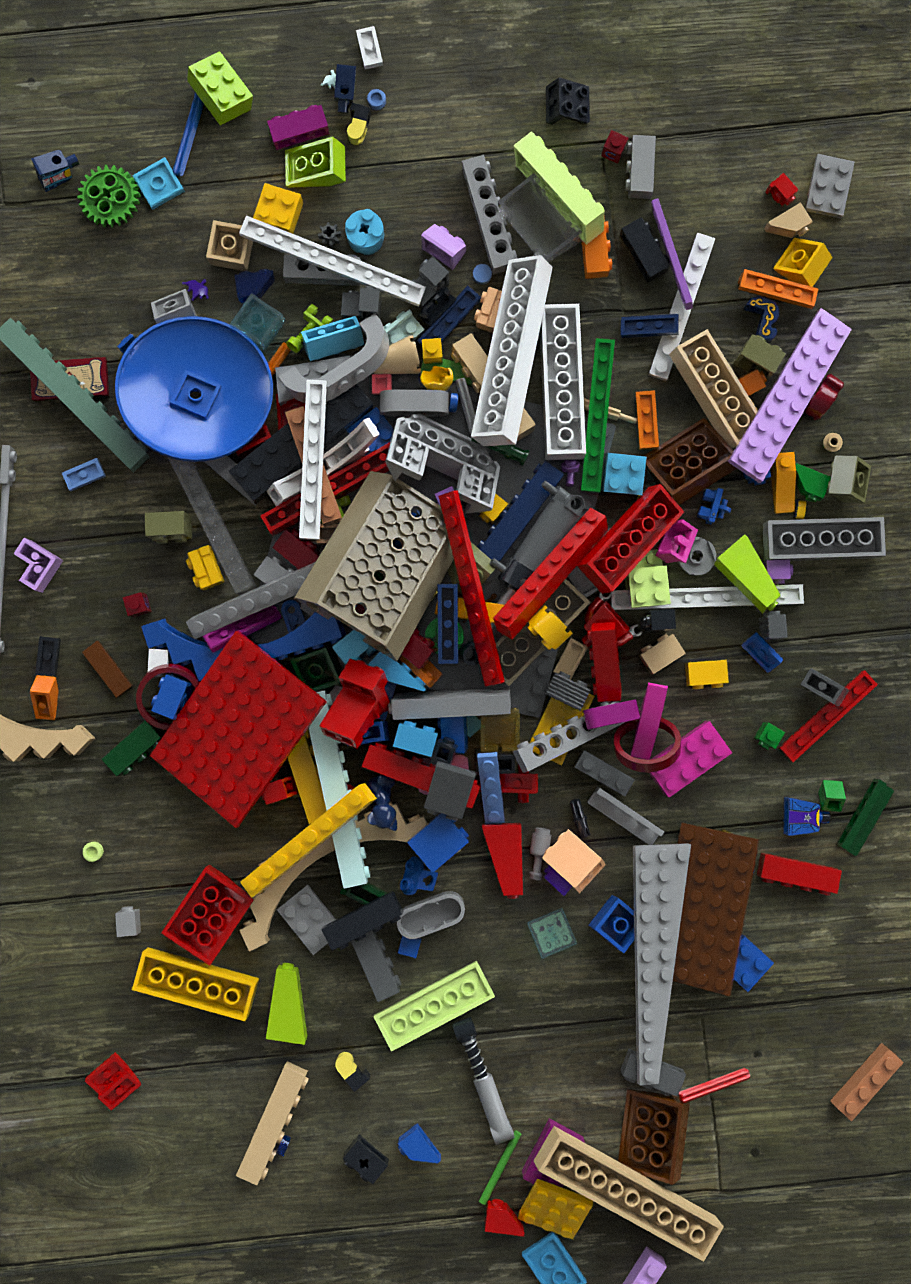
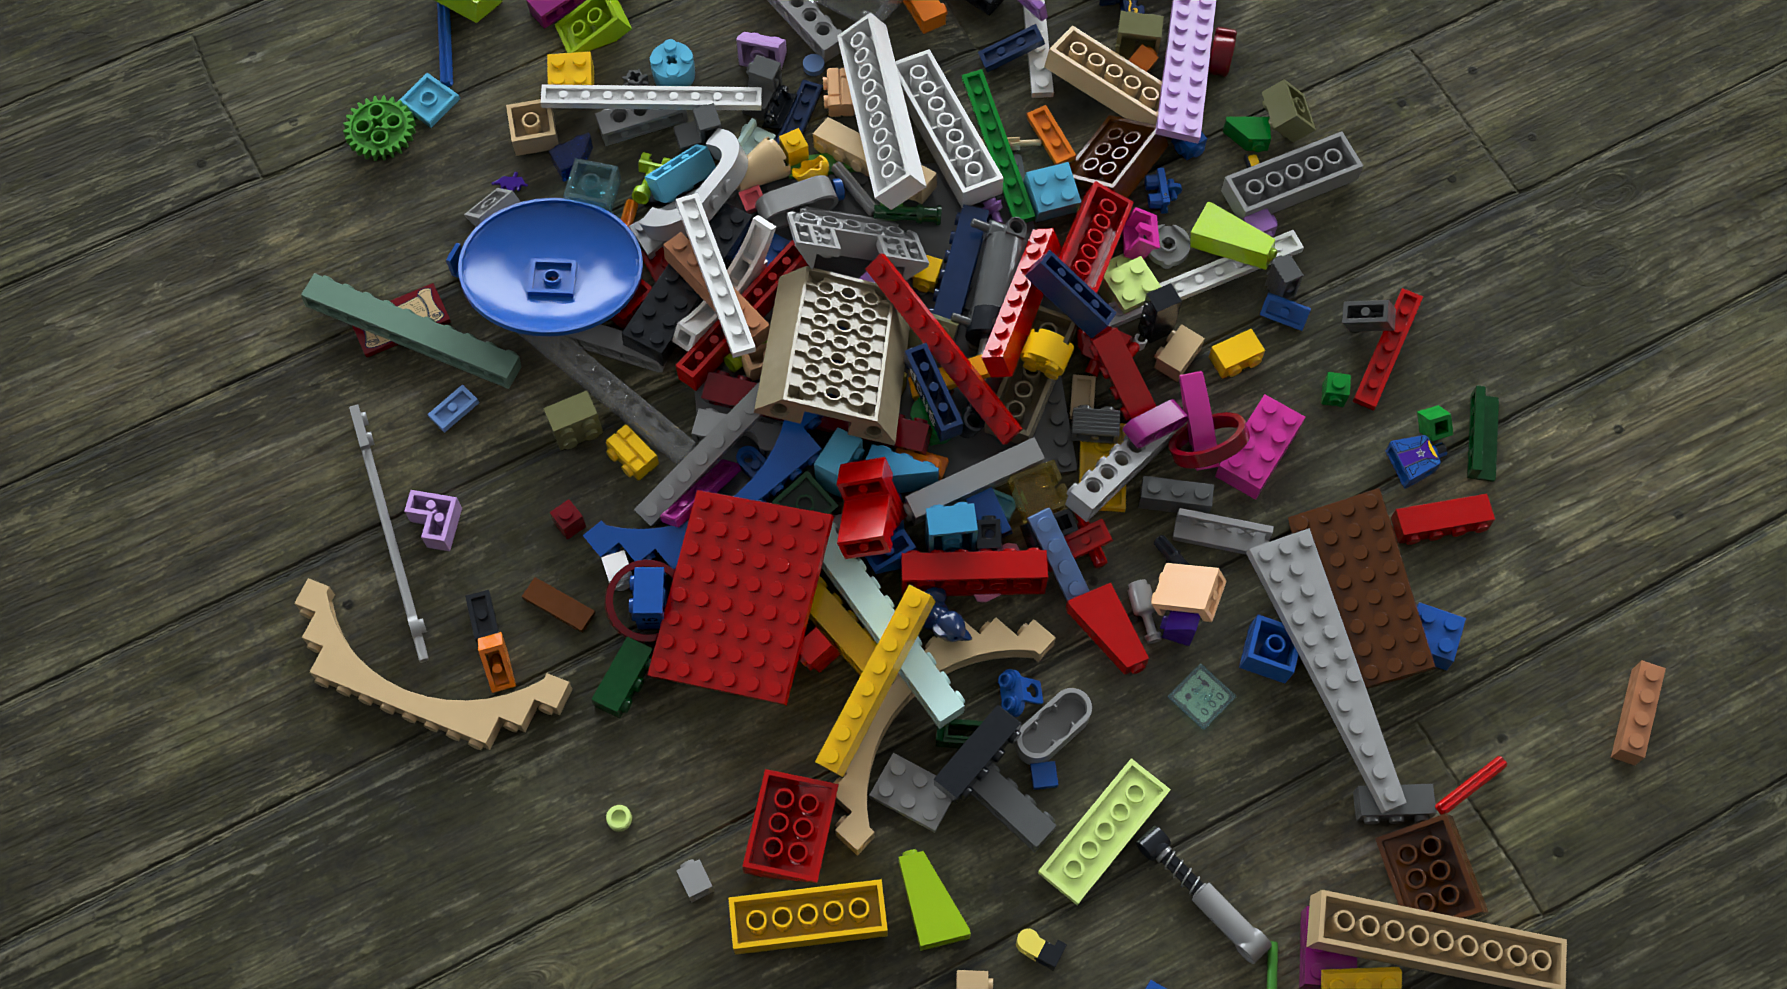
camera: 25 degrees left, 20 degrees down
(54, 168) = (309, 121): dark blue torso -> none
(438, 841) = (1025, 631): blue brick -> none
(449, 790) = (1014, 557): dark grey slope -> none
(590, 586) = (1070, 294): none -> dark blue brick
(783, 483) = (1222, 141): light orange slope -> none
(827, 444) = (1250, 94): tan plate -> none

